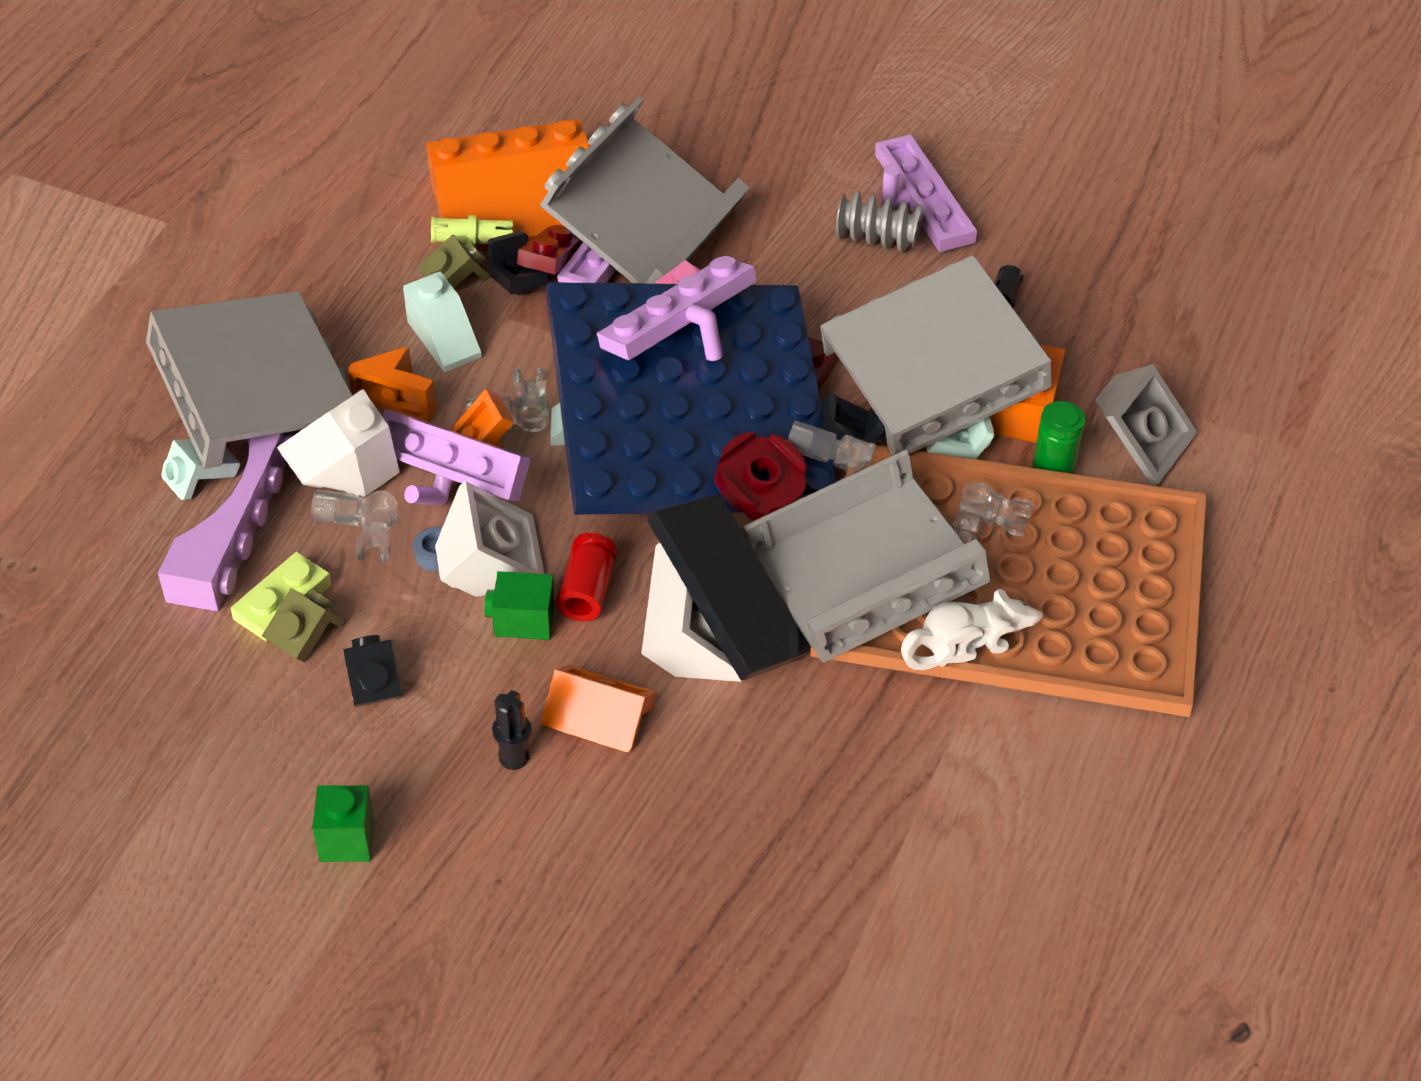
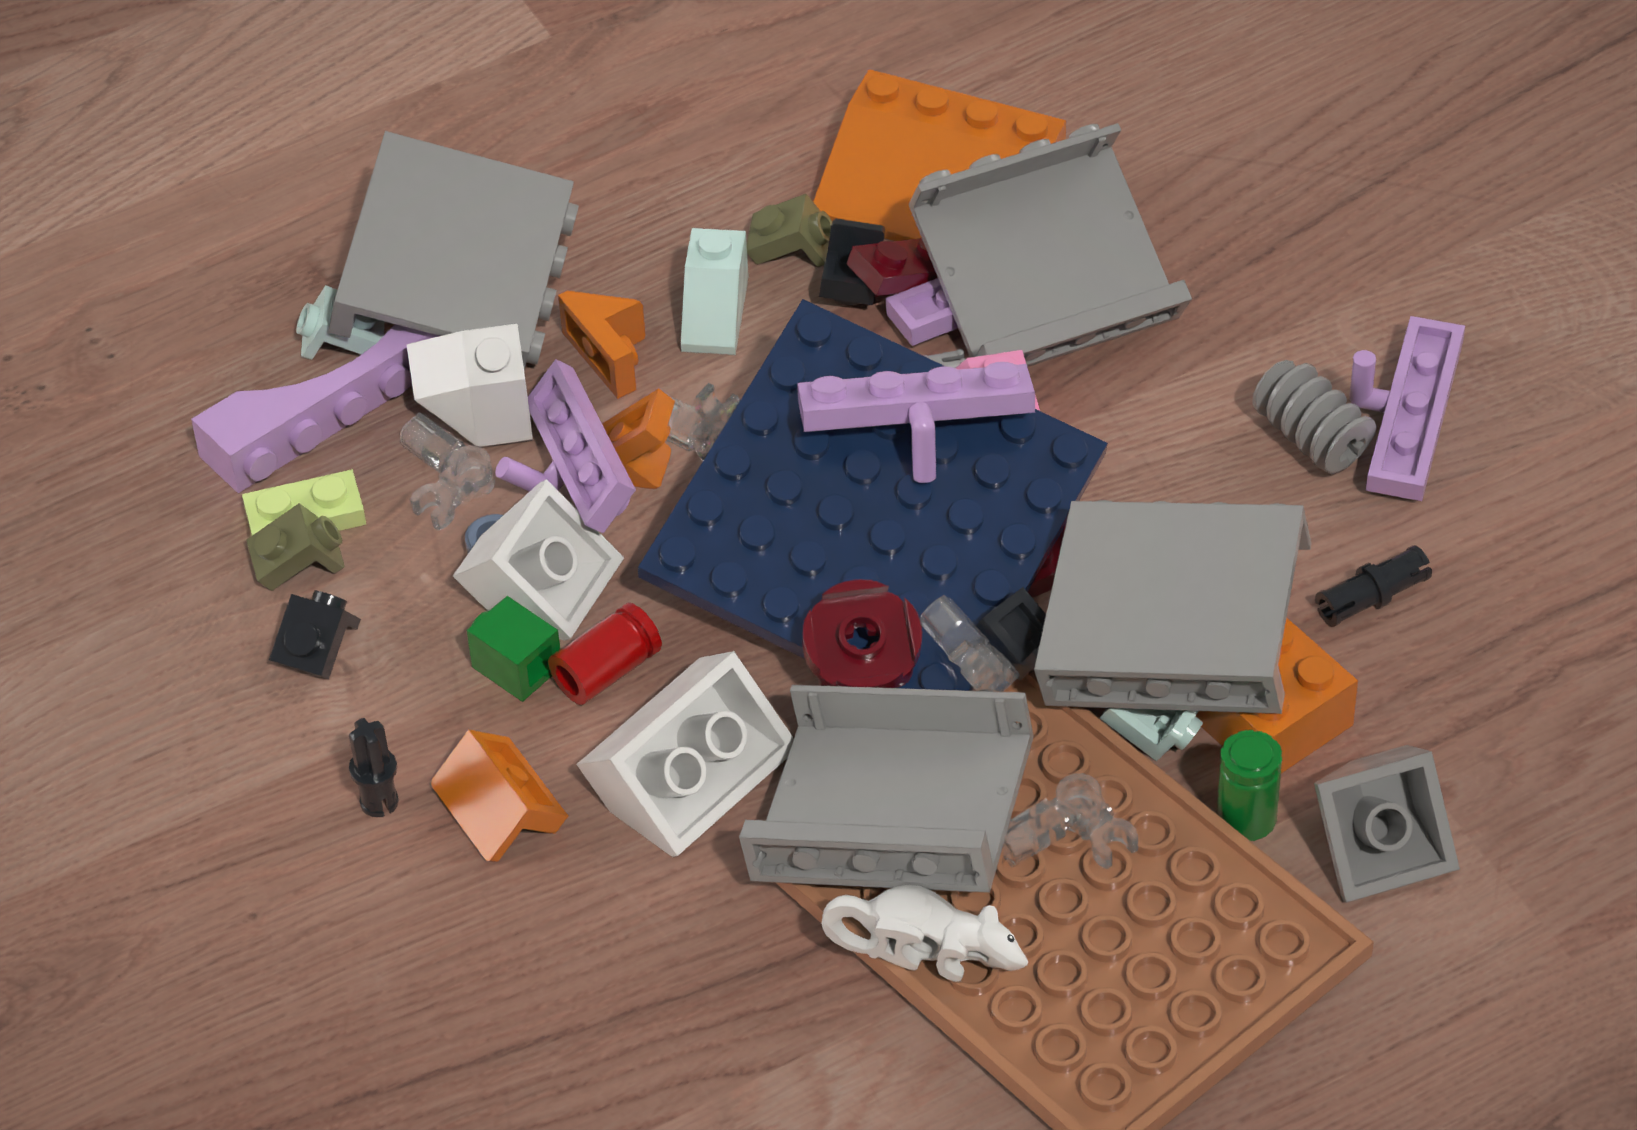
camera: 40 degrees right, 0 degrees up
(343, 823) = (149, 769): green brick -> none
(469, 229) = (837, 198): yellowish green pin -> none
(729, 586) = (712, 736): black tile -> none

